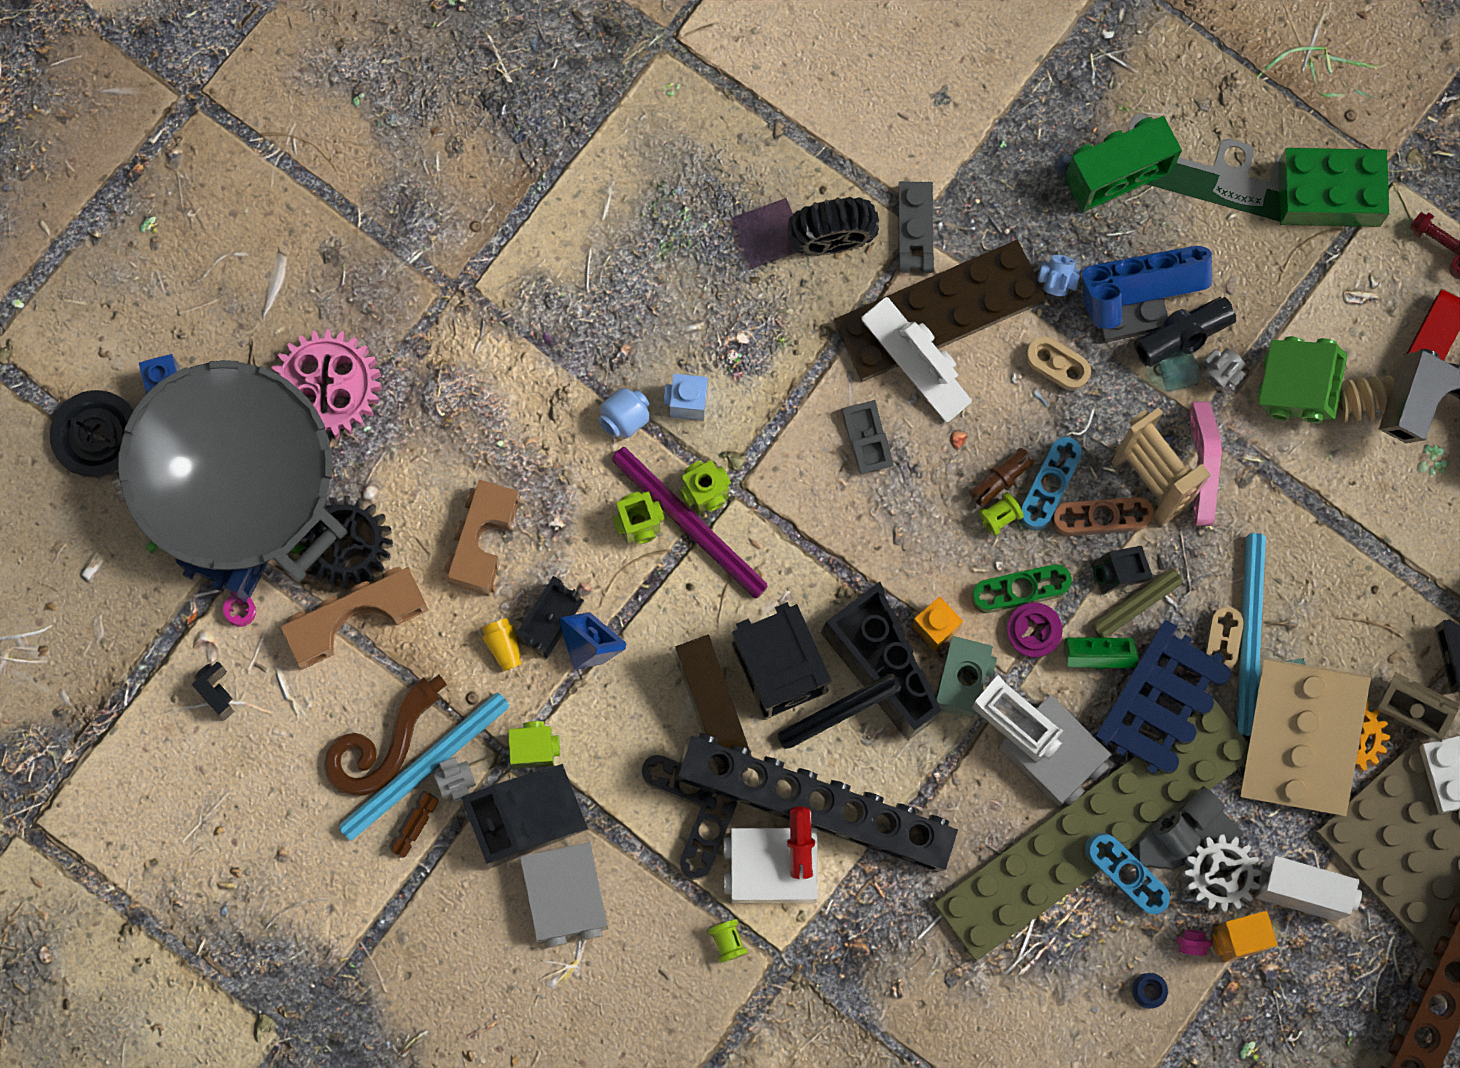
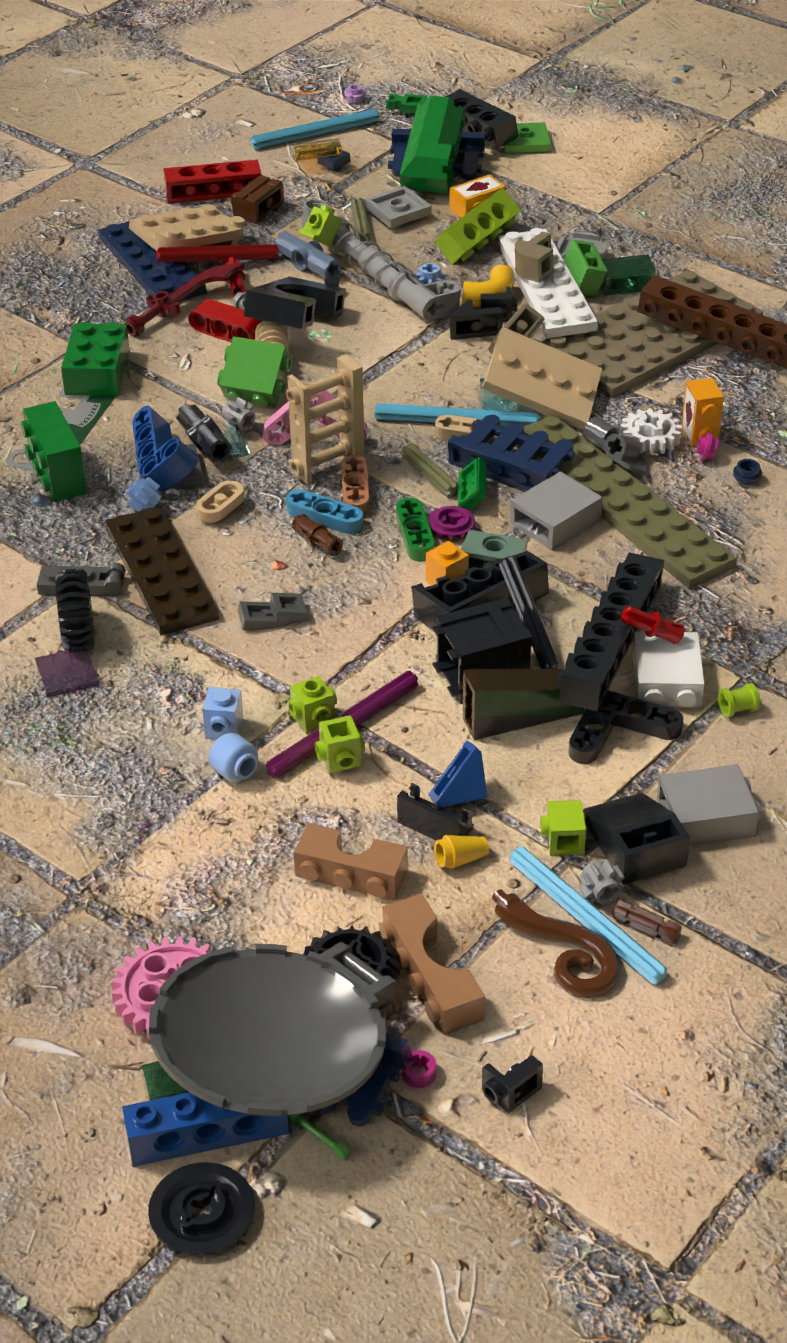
camera: 85 degrees left, 35 degrees down
(918, 358) = (206, 560): white bracket -> none
(995, 519) = (353, 537): lime bush -> none
(1018, 720) = (536, 507): white window -> none
(1115, 848) = (655, 473): dark azure beam -> none
(1121, 569) = (403, 476): black bracket -> none
(1308, 889) = (662, 378): white brick -> none

